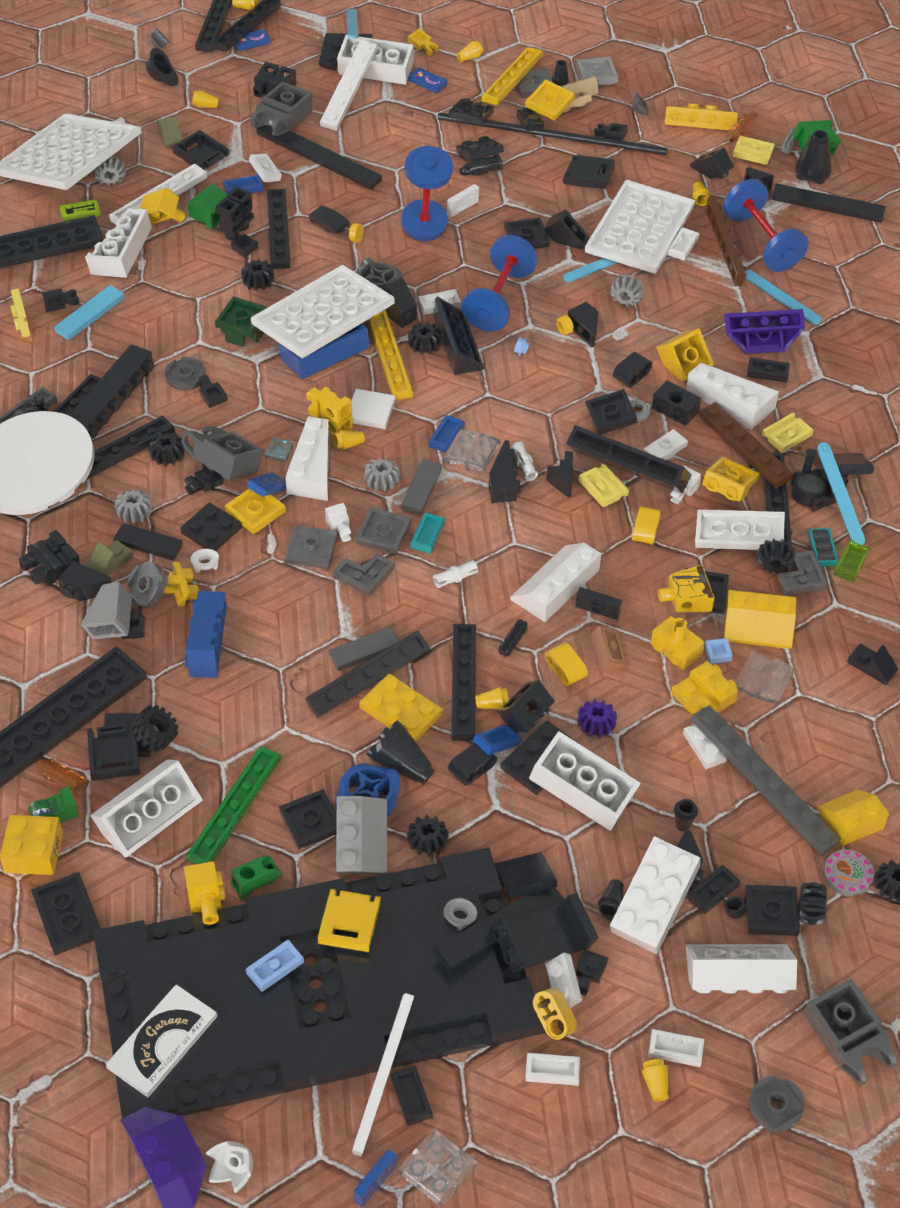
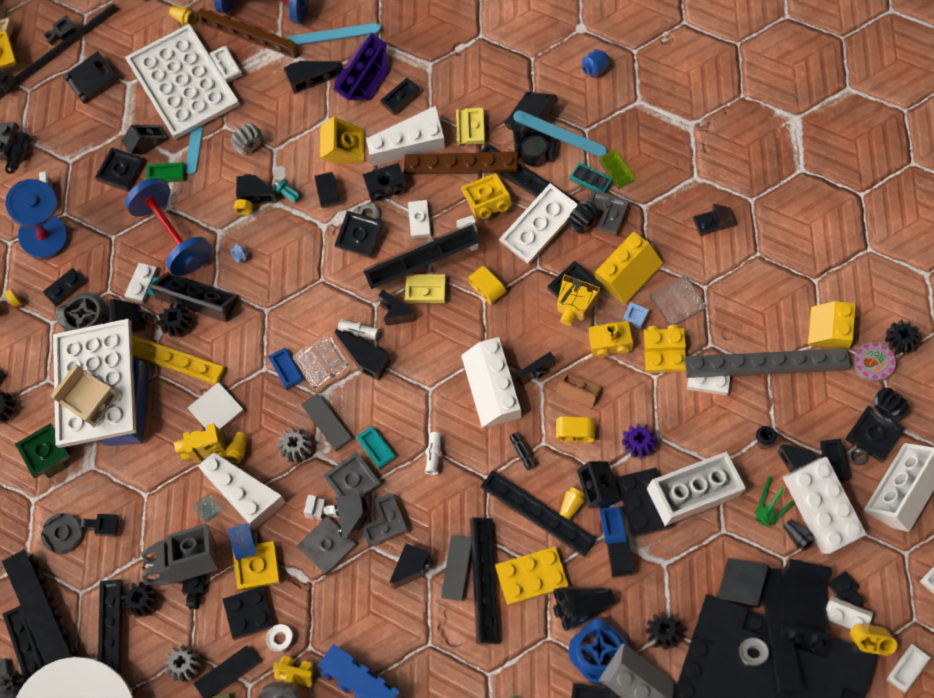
camera: 45 degrees left, 15 degrees up
(305, 305) = (84, 395): none -> tan panel
(337, 611) = (410, 566): none -> black slope
(349, 541) = (352, 514): none -> black slope
(395, 258) = (64, 287): none -> black plate
(551, 263) = (167, 171): none -> green tile
(606, 340) = (283, 188): none -> teal piece
(611, 859) = (766, 514): none -> green plant
(726, 297) = (308, 74): none -> black slope

